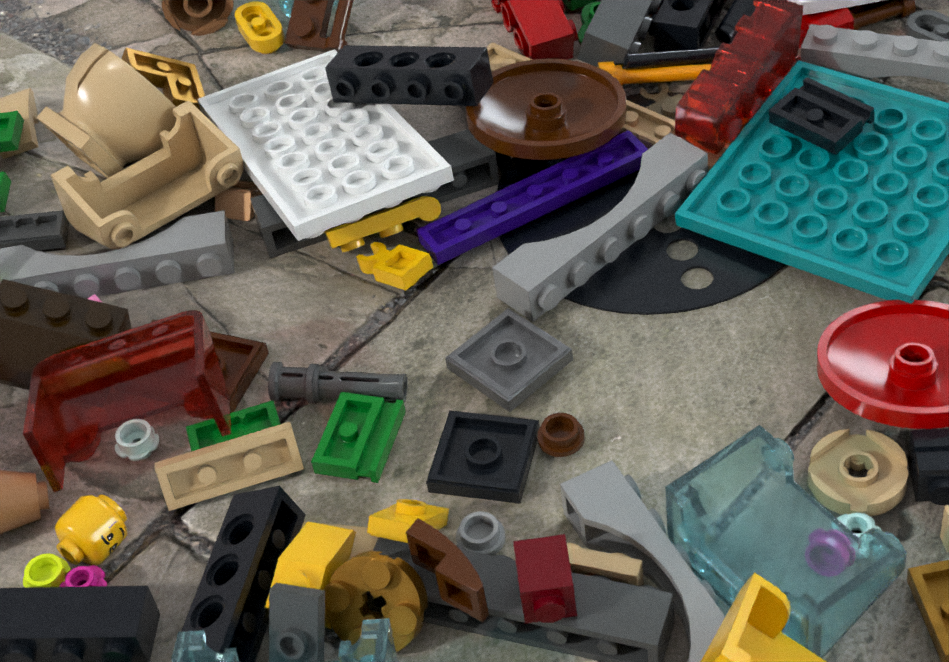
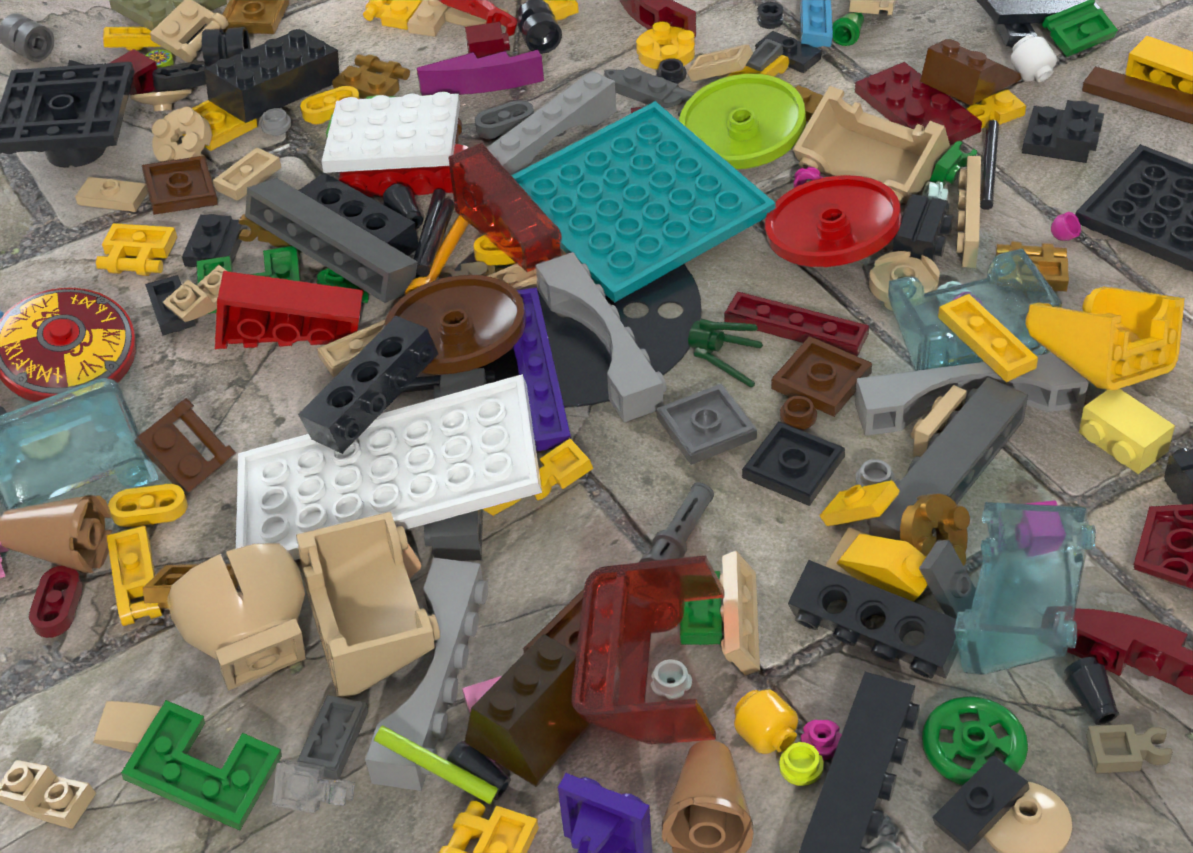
camera: 75 degrees left, 0 degrees up
(137, 24) = (53, 608): none -> dark red plate
(194, 42) = (131, 571): none -> yellow plate
(358, 437) = (744, 527): green plate -> none
(454, 573) = (943, 468): reddish brown slope -> none
(545, 579) = (968, 424): dark red brick -> none
(634, 433) = (822, 375): none -> reddish brown plate
(647, 321) = (707, 337): none -> dark green plant
(718, 574) = (988, 337): none -> yellow plate
(724, 384) = (796, 322): none -> dark red tile
(821, 115) = (581, 183): black plate -> none

